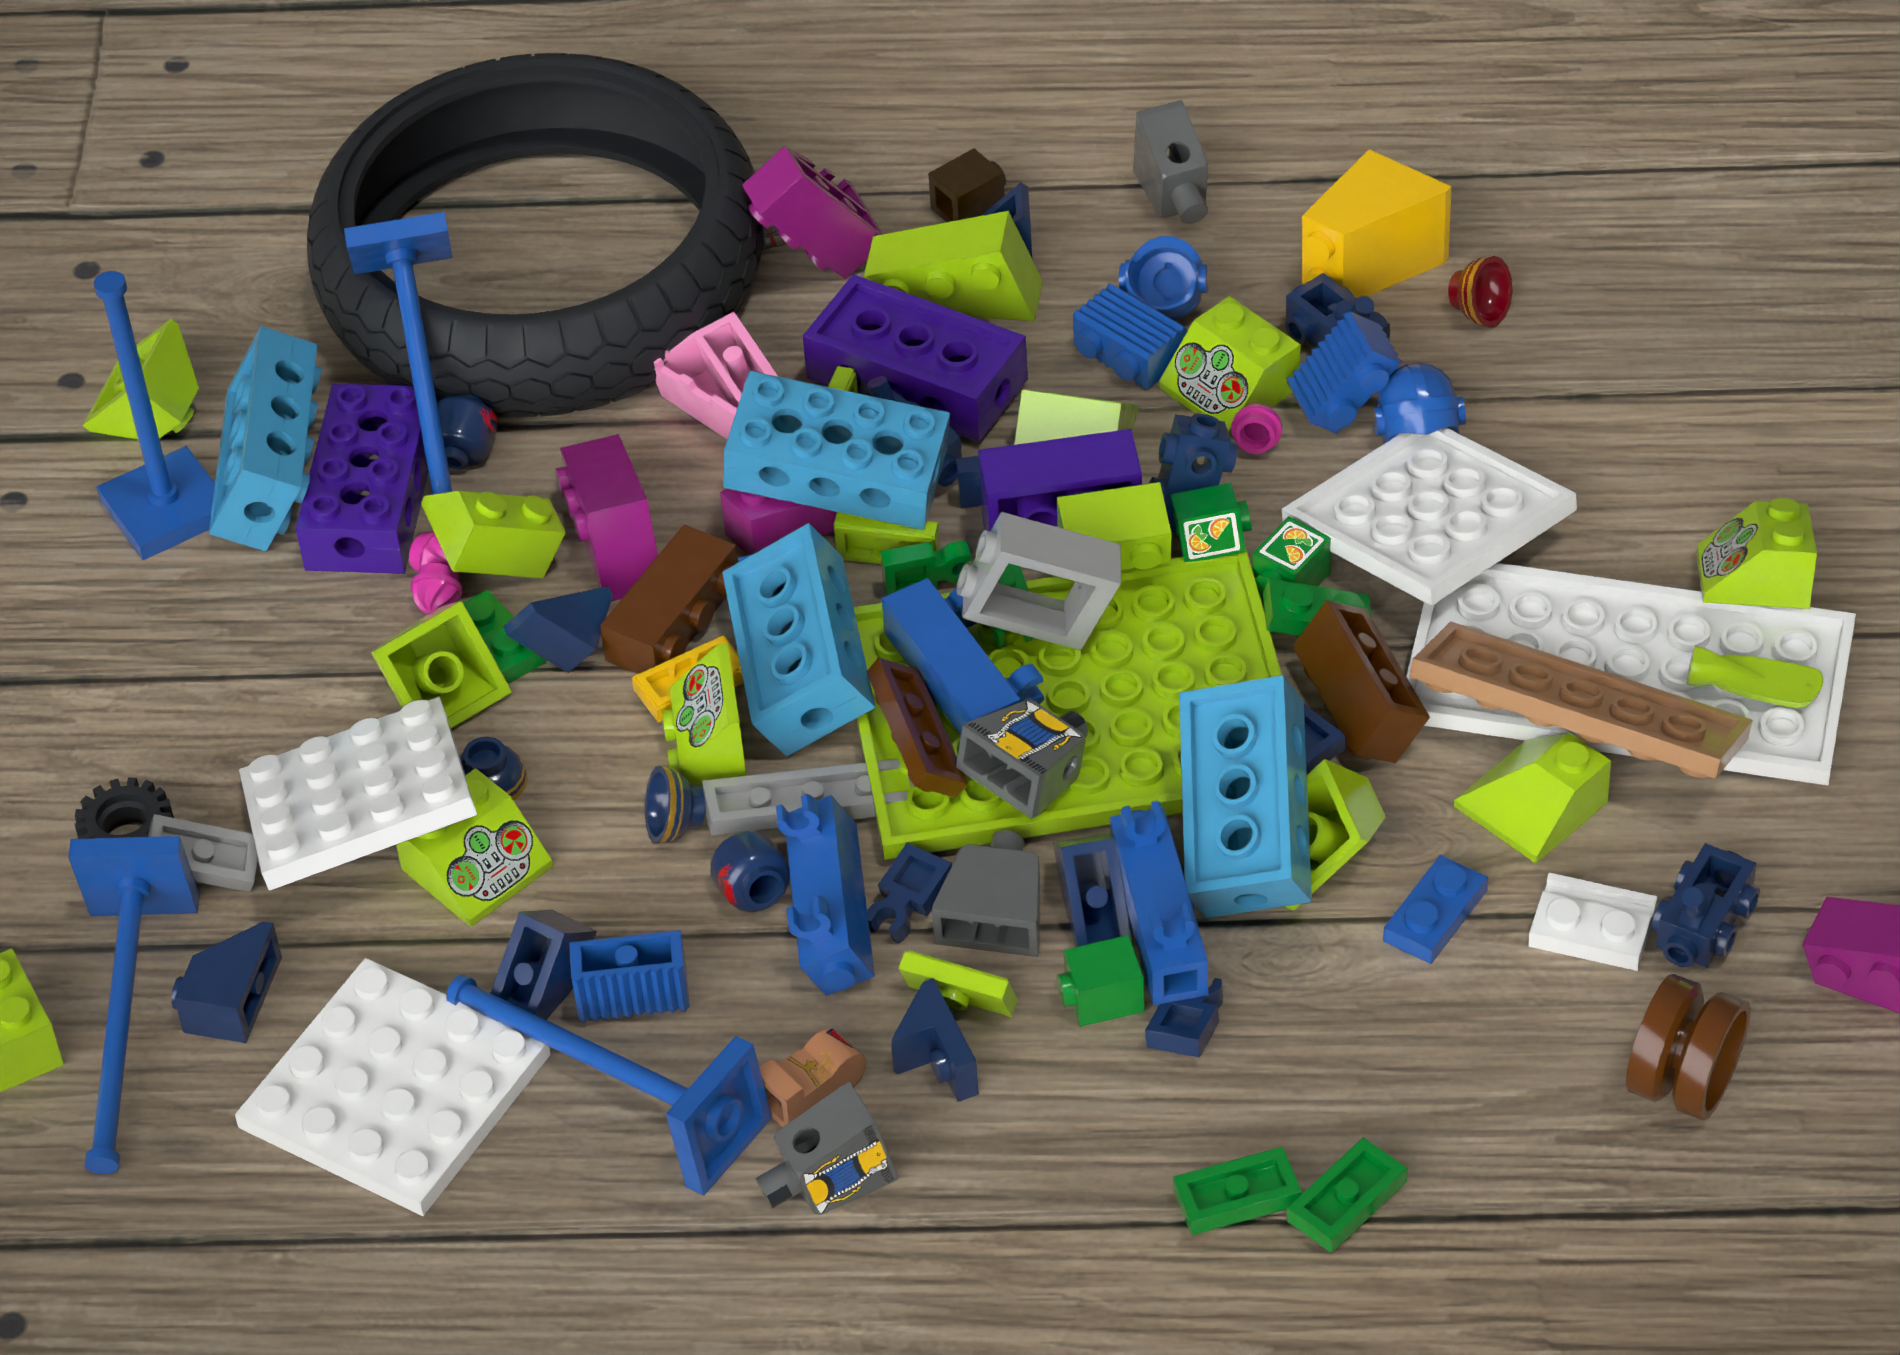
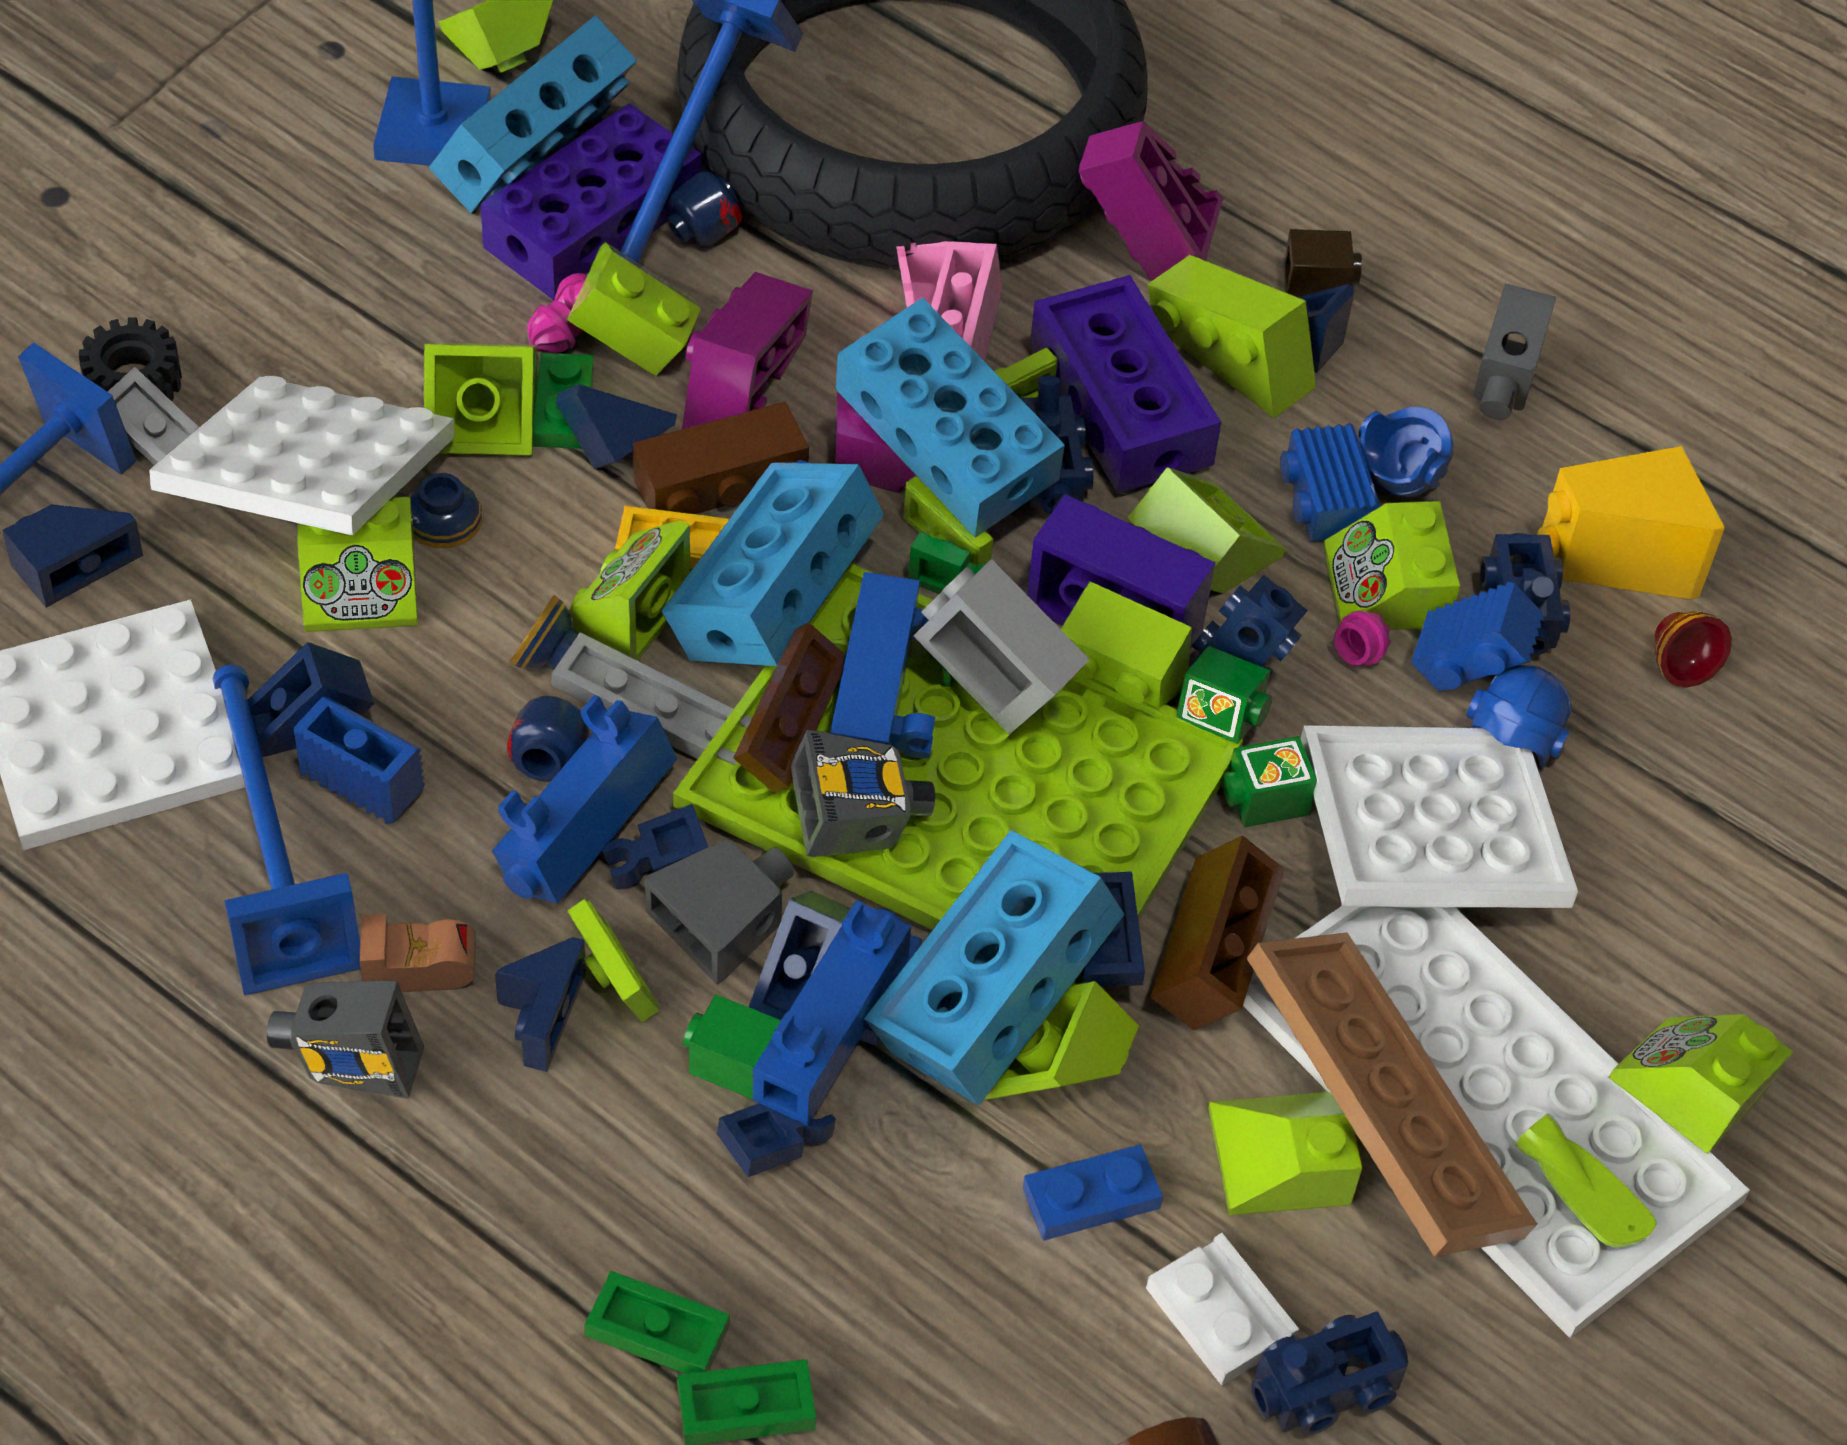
camera: 30 degrees right, 5 degrees up
(1293, 605) = (1233, 815): green plate -> none

